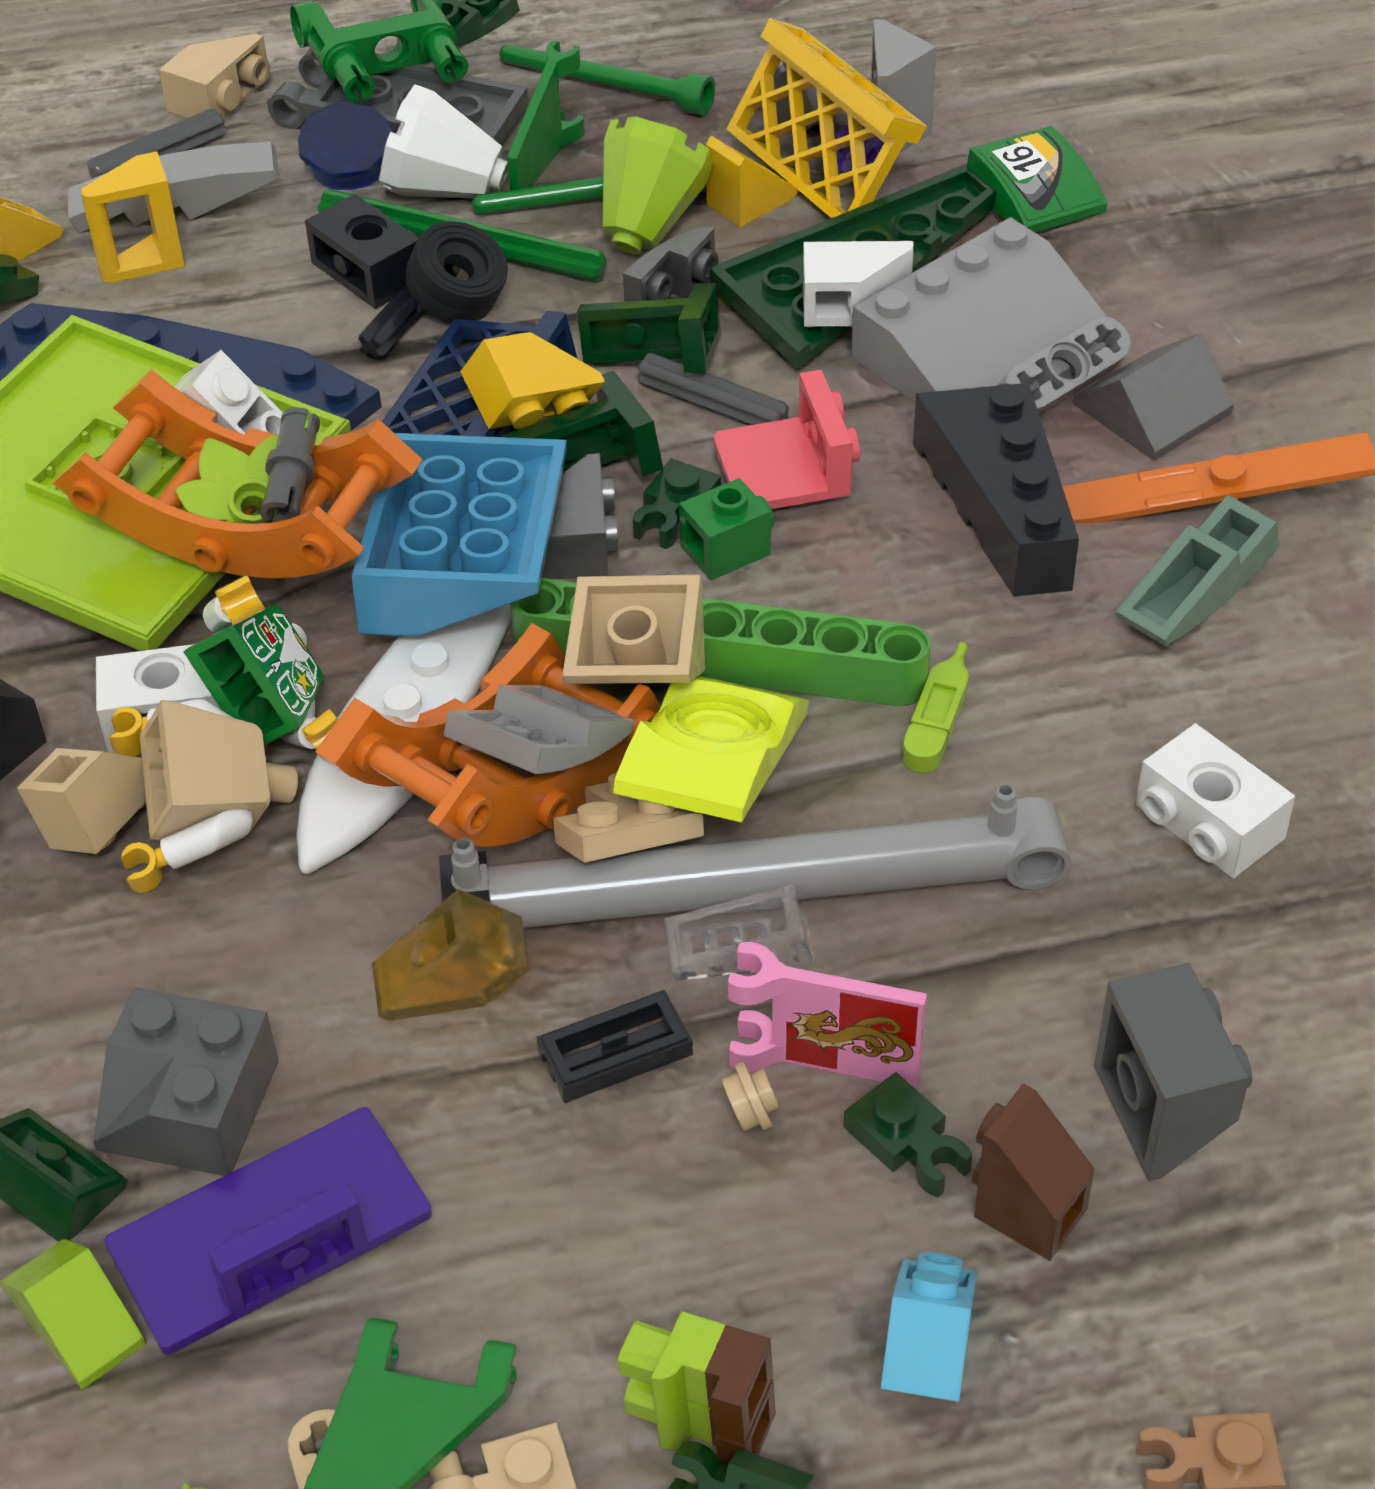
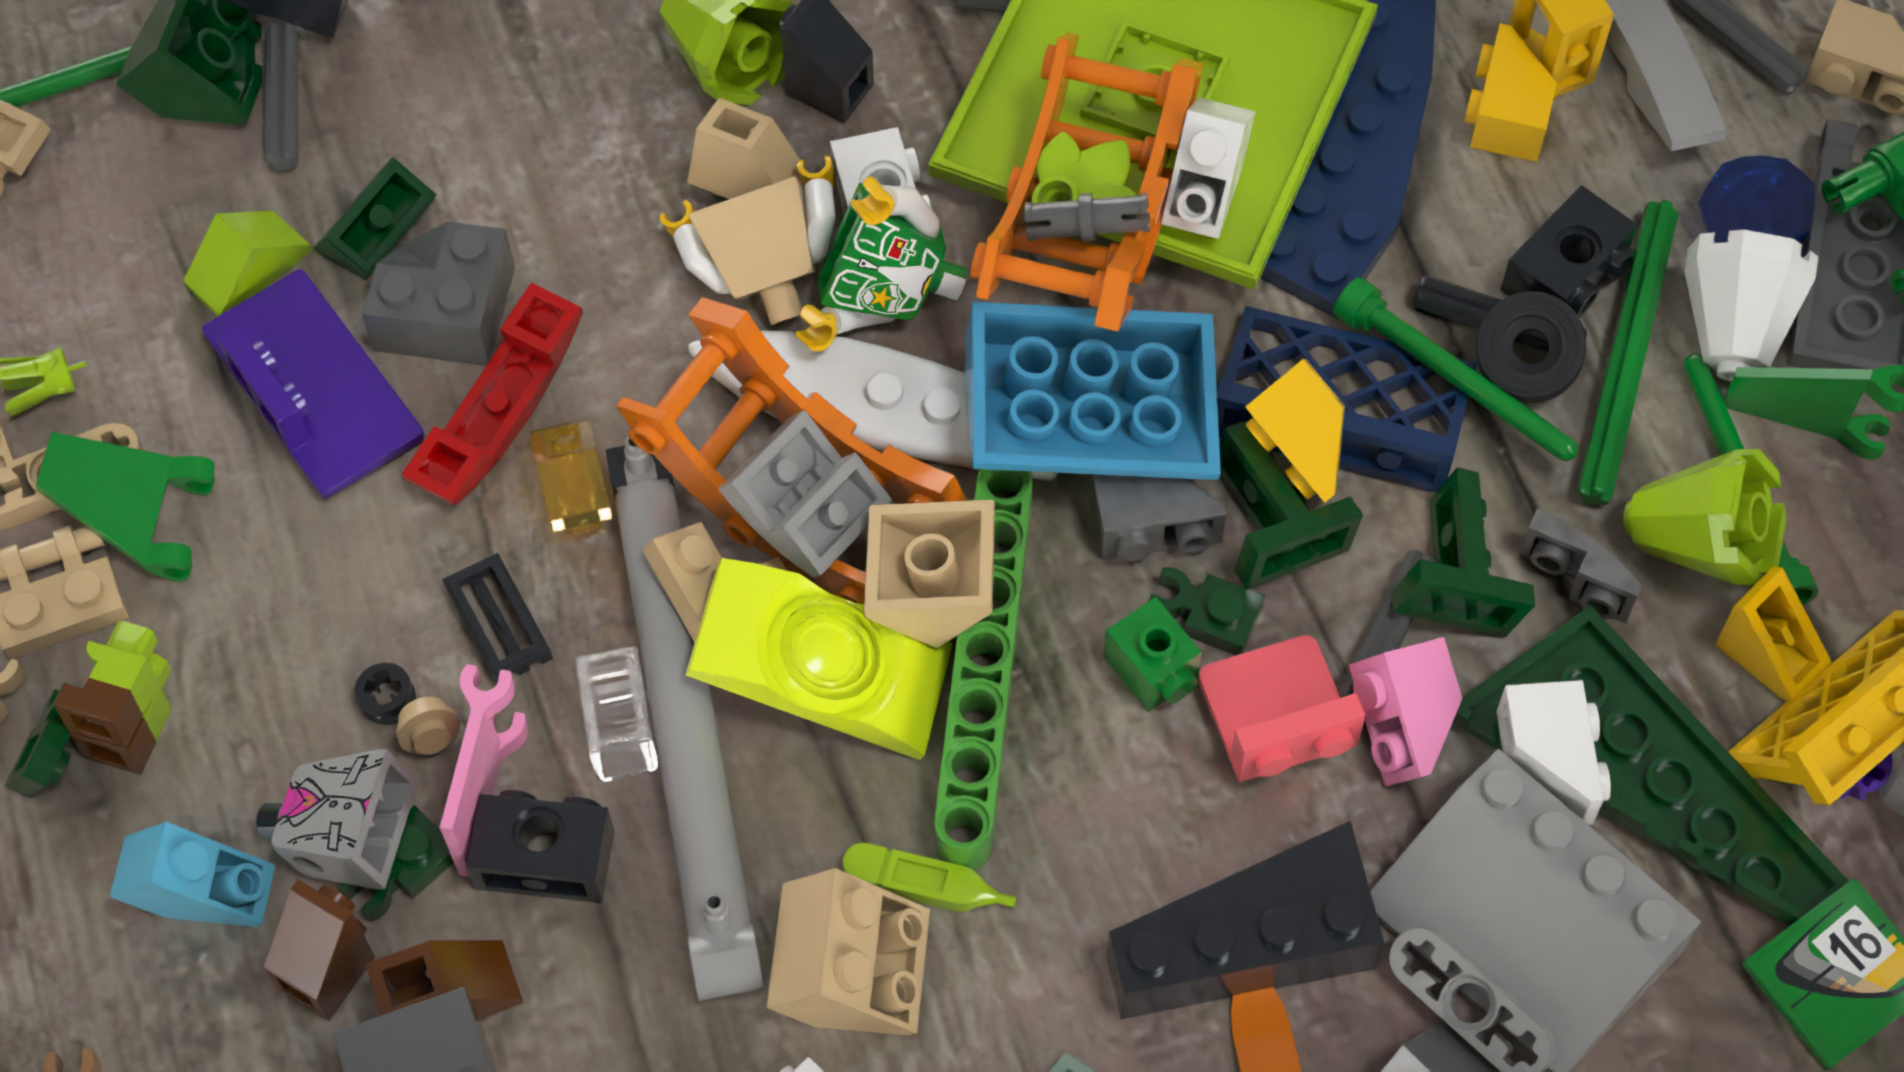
camera: 85 degrees right, 15 degrees up
(185, 266) = (1515, 101): none -> yellow slope
(333, 1037) = (500, 400): none -> red slope
(389, 371) = (1363, 307): none -> green piece
(717, 1154) = (371, 680): none -> black bush
(772, 363) = (1407, 707): none -> bright pink slope
(871, 1163) = (342, 818): none -> light grey torso
(914, 957) = (567, 870): none -> black brick
(1030, 752) = (848, 955): none -> tan slope
(1074, 1074) = (444, 967): none -> reddish brown slope

